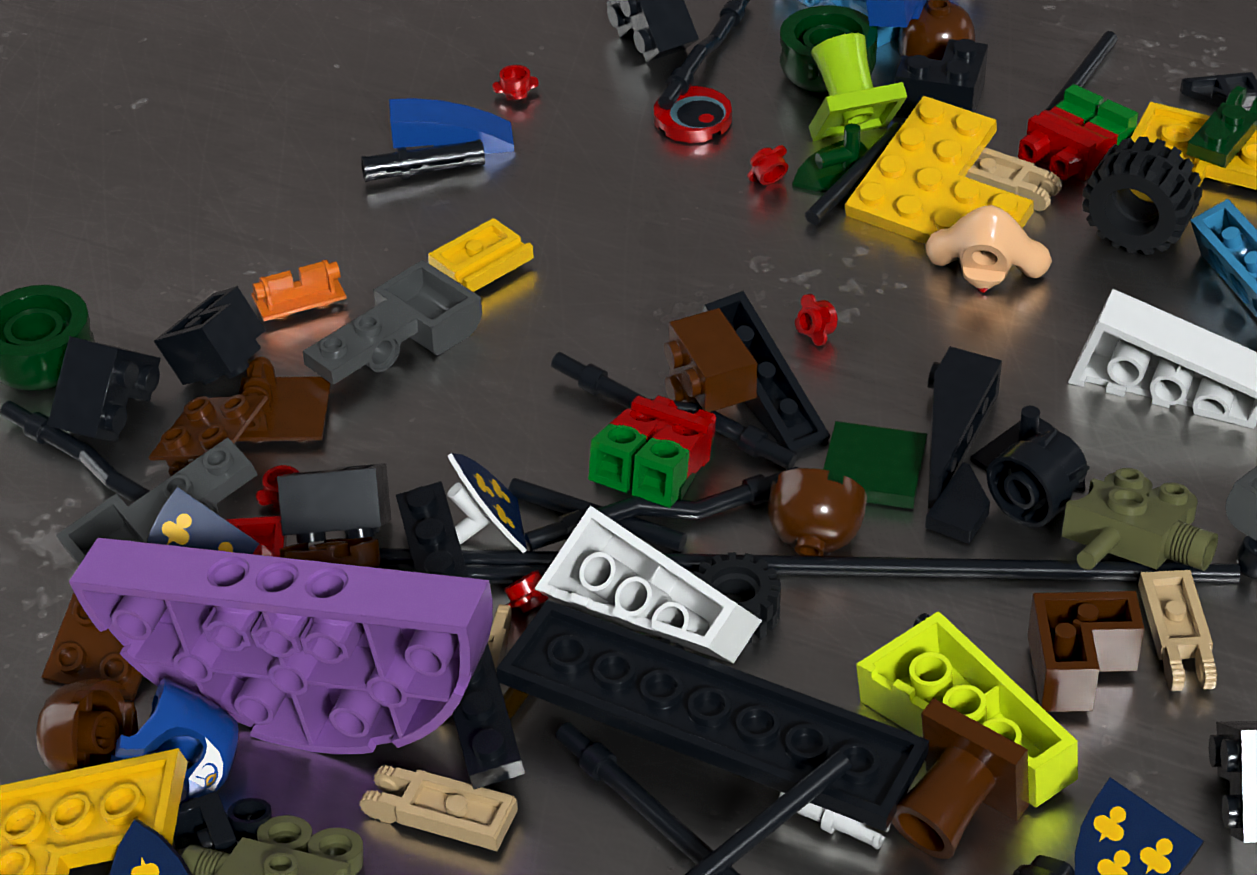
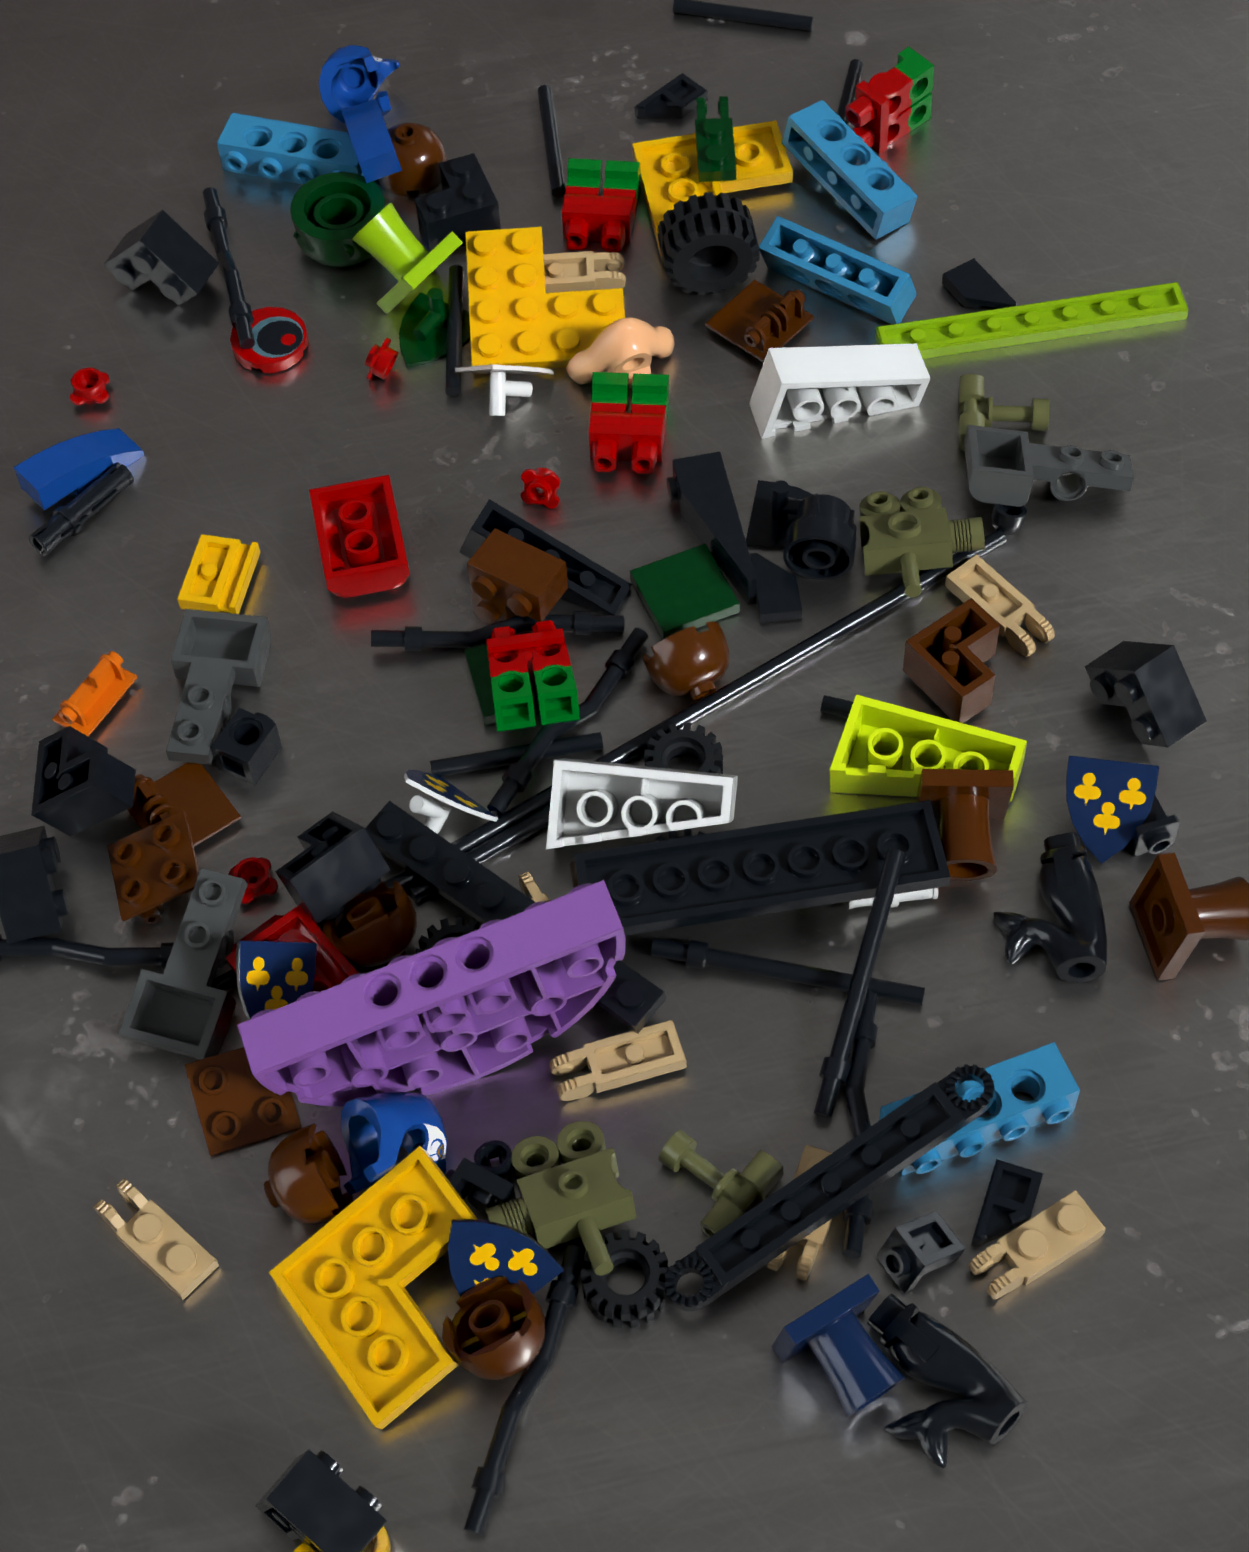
camera: 35 degrees left, 15 degrees up
(376, 386) = (250, 760): none -> black brick
(523, 592) = (528, 851): red plate -> none
(617, 281) = (359, 537): none -> red slope
(852, 229) = (501, 387): none -> white shield
(946, 304) = (625, 435): none -> red hips
(1157, 282) = (761, 319): none -> reddish brown hinge

